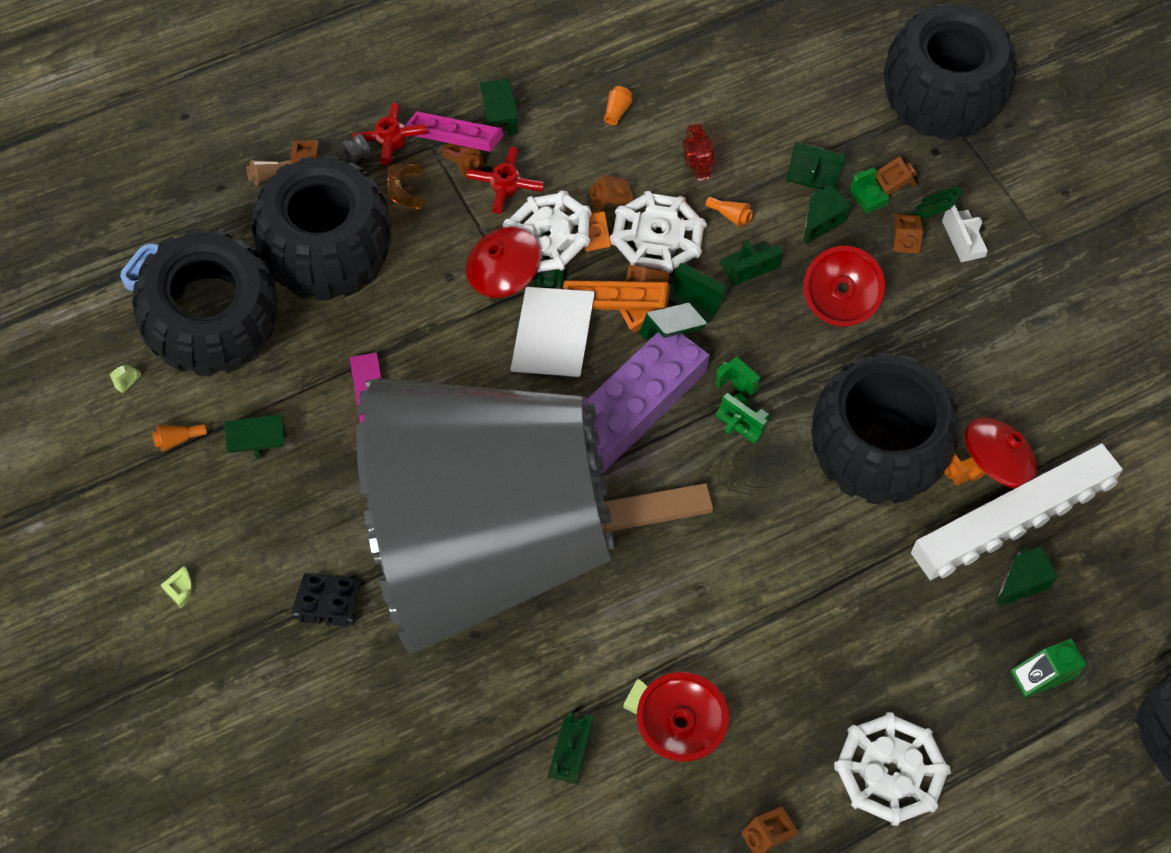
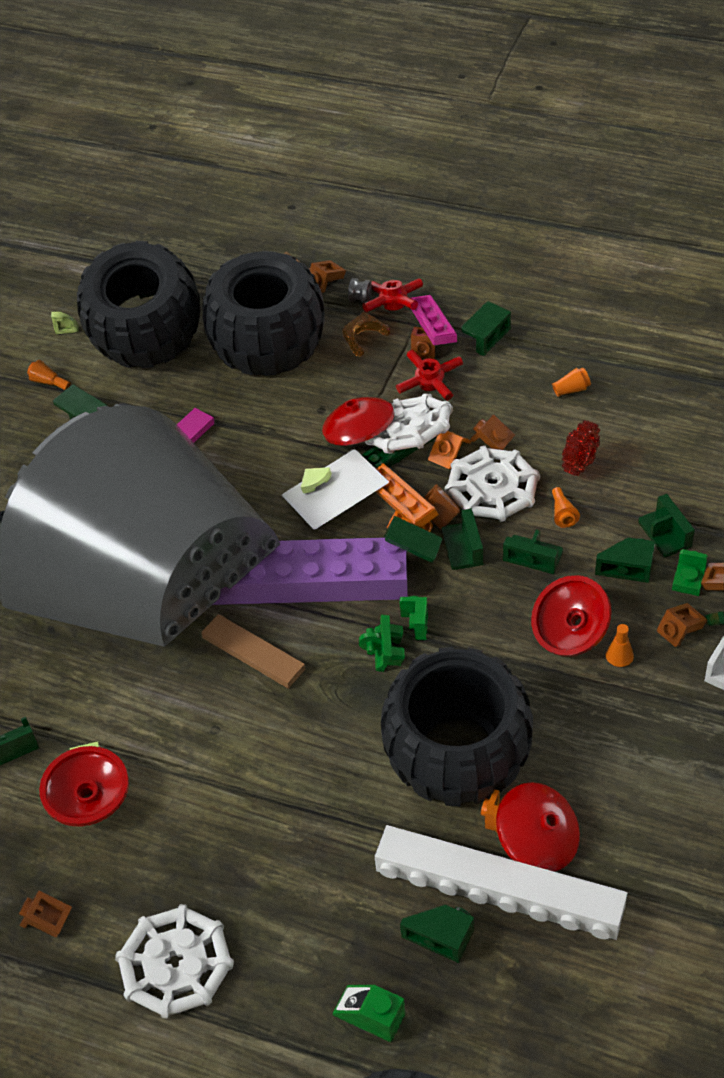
camera: 55 degrees right, 10 degrees down
(528, 336) = (314, 477): none -> yellowish green tile
(896, 283) = (620, 650): none -> orange cone

